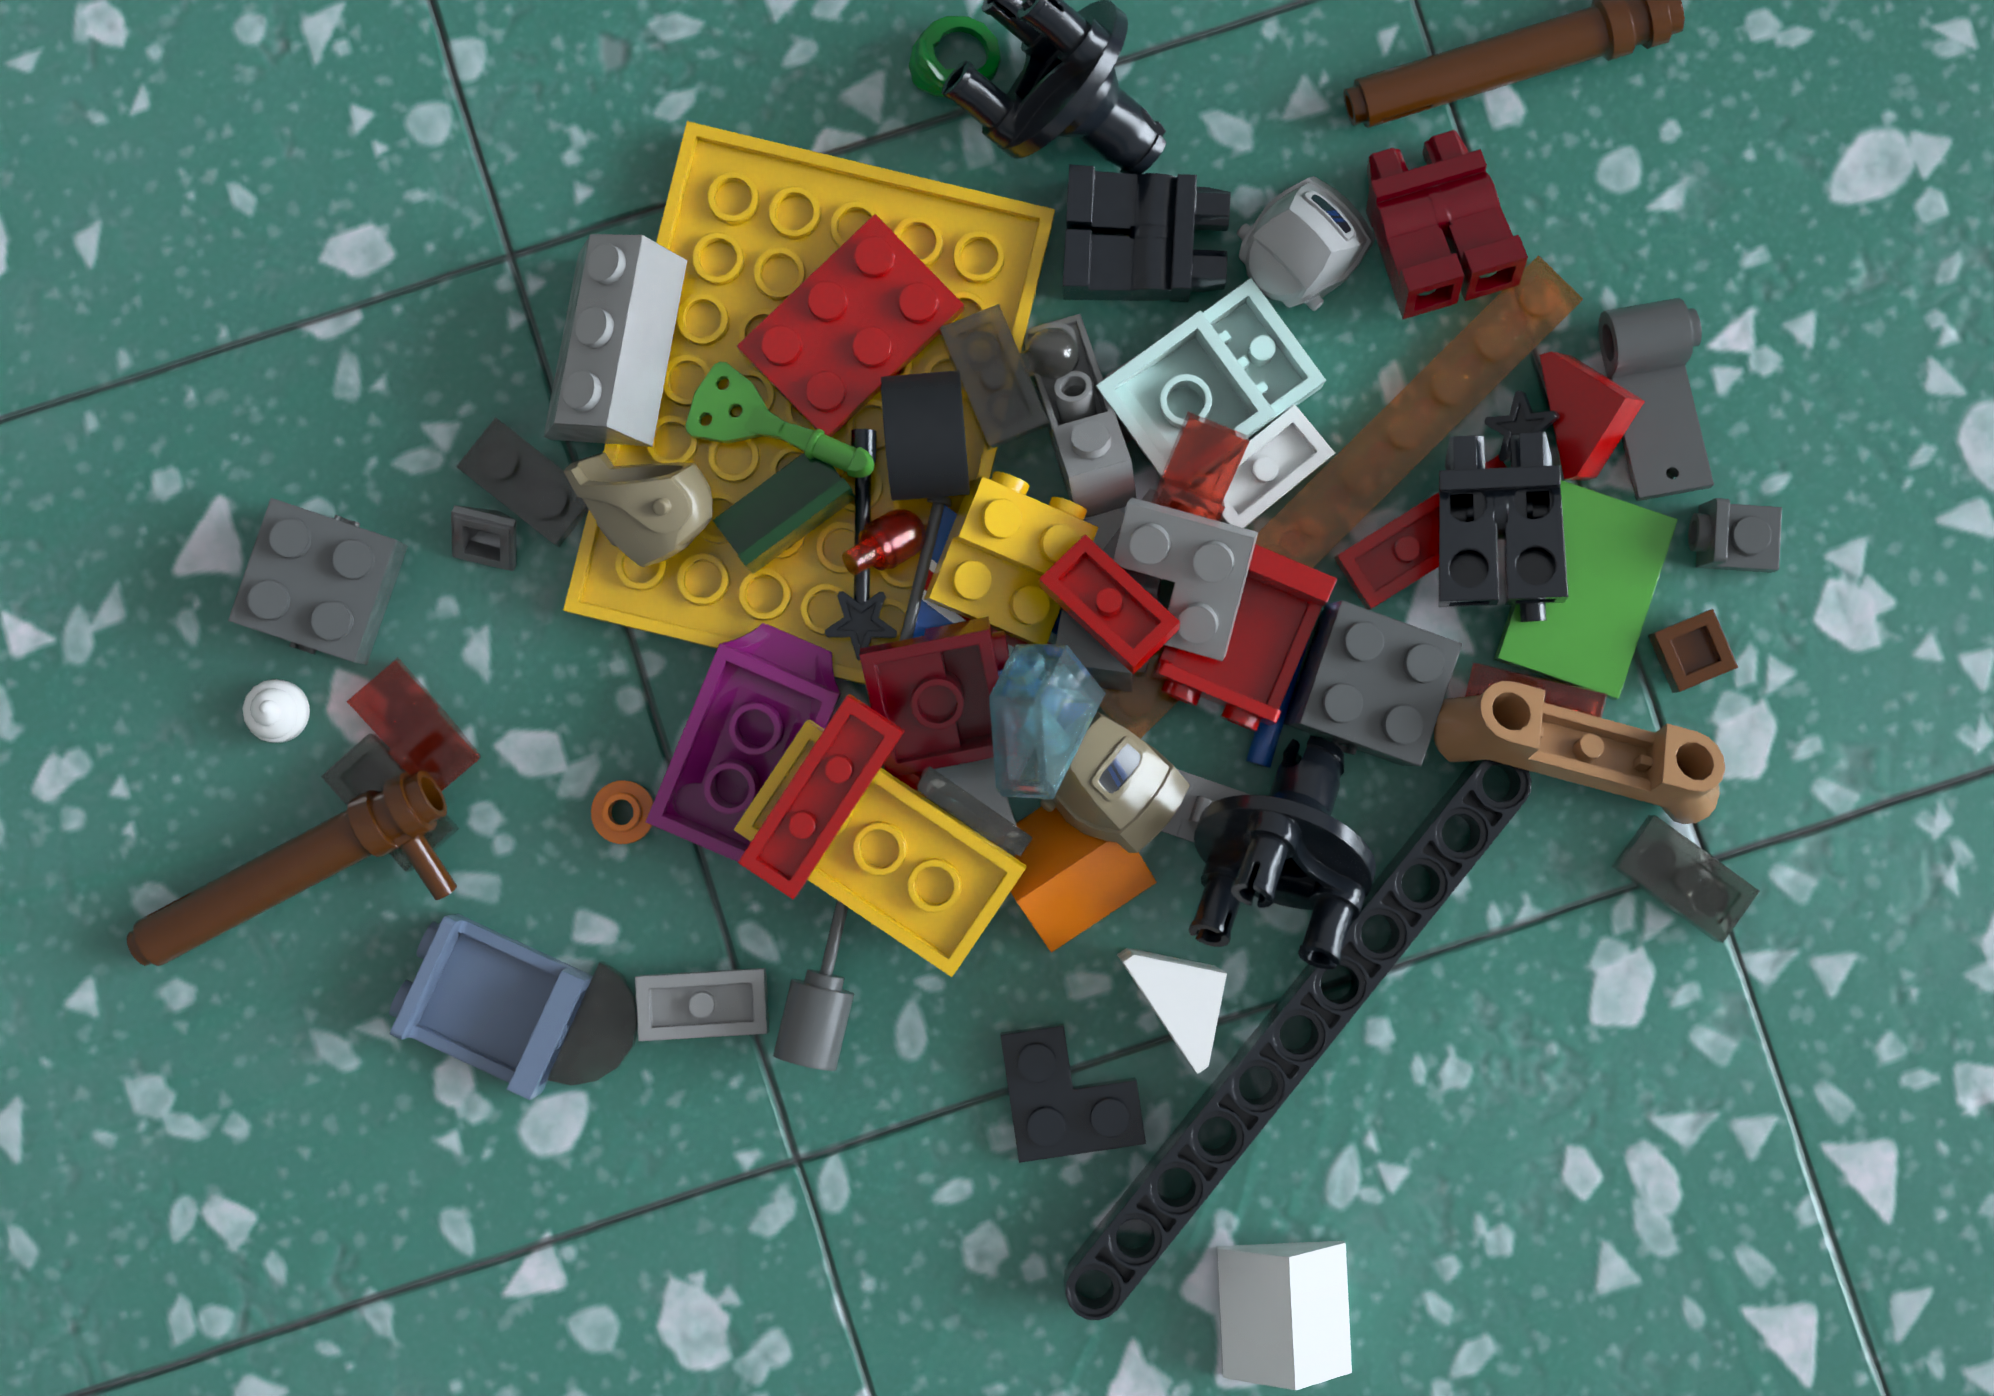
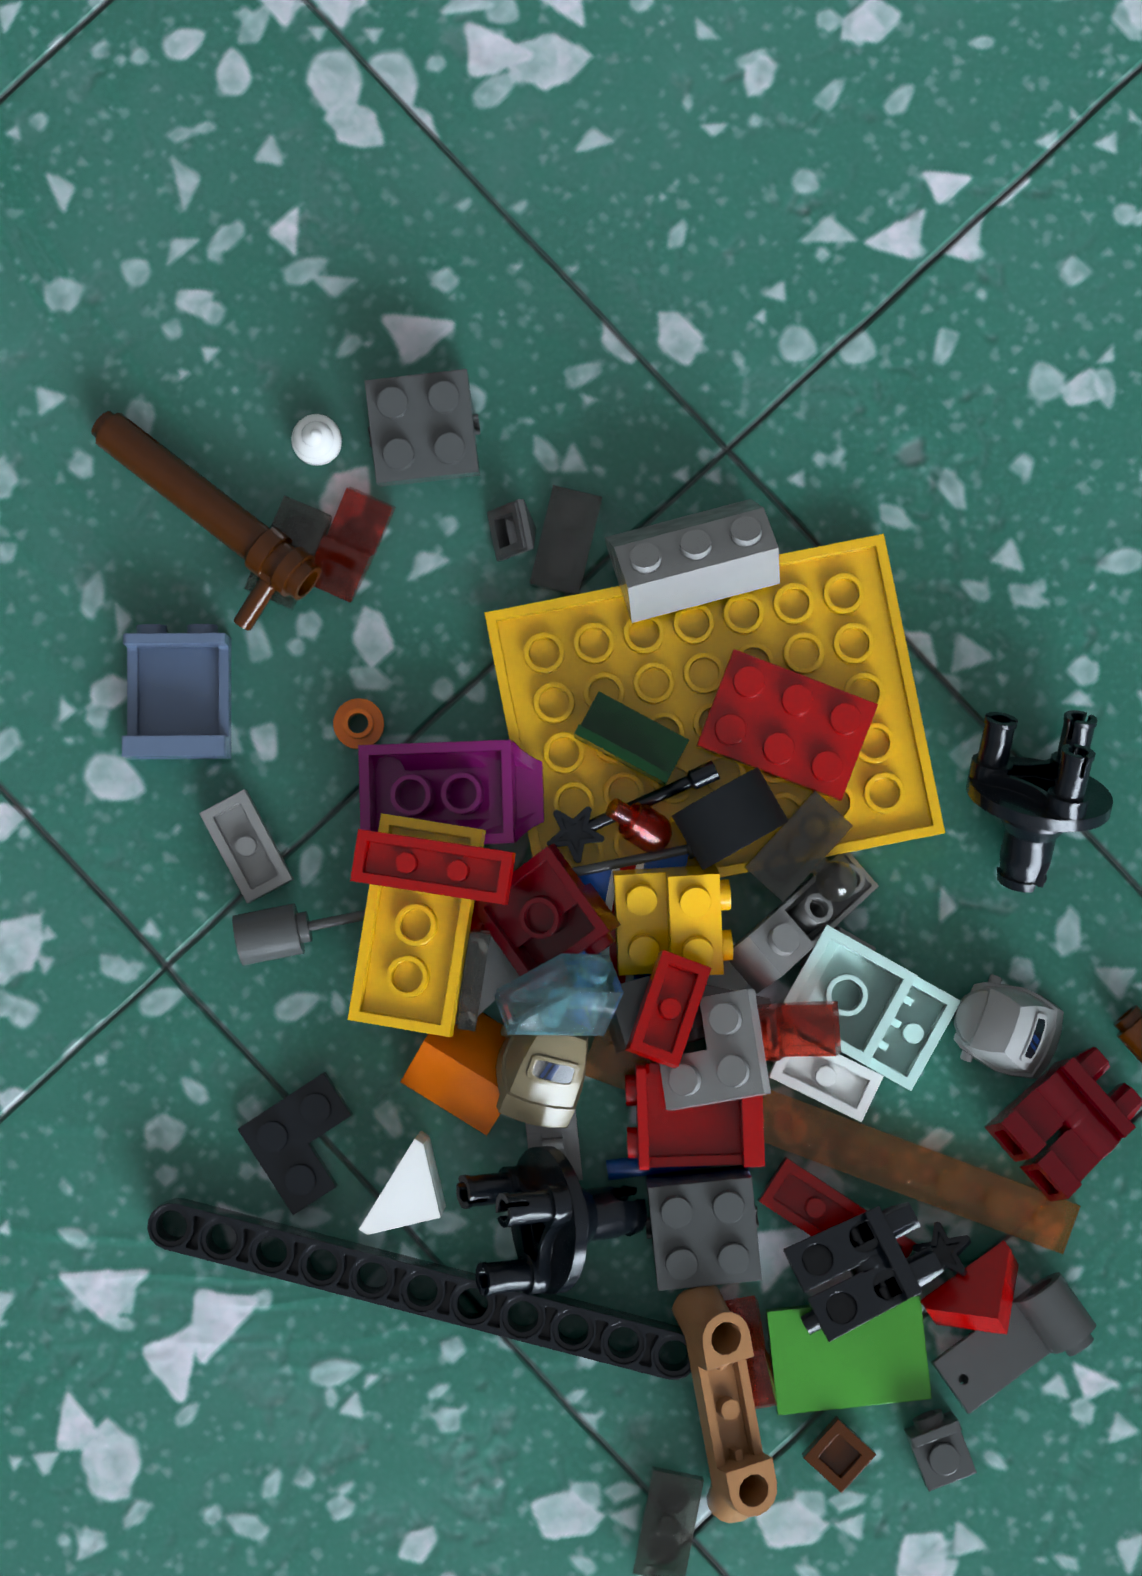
camera: 70 degrees right, 0 degrees up
(601, 1030) = (193, 782): clear smoke tile -> none
(644, 507) = (585, 638): dark tan helmet -> none
(759, 421) = (686, 689): bright green piece -> none
(925, 68) = (1004, 691): green piece -> none
(1136, 236) = (969, 915): black hips -> none
(1284, 1313) = (217, 1372): white slope -> none

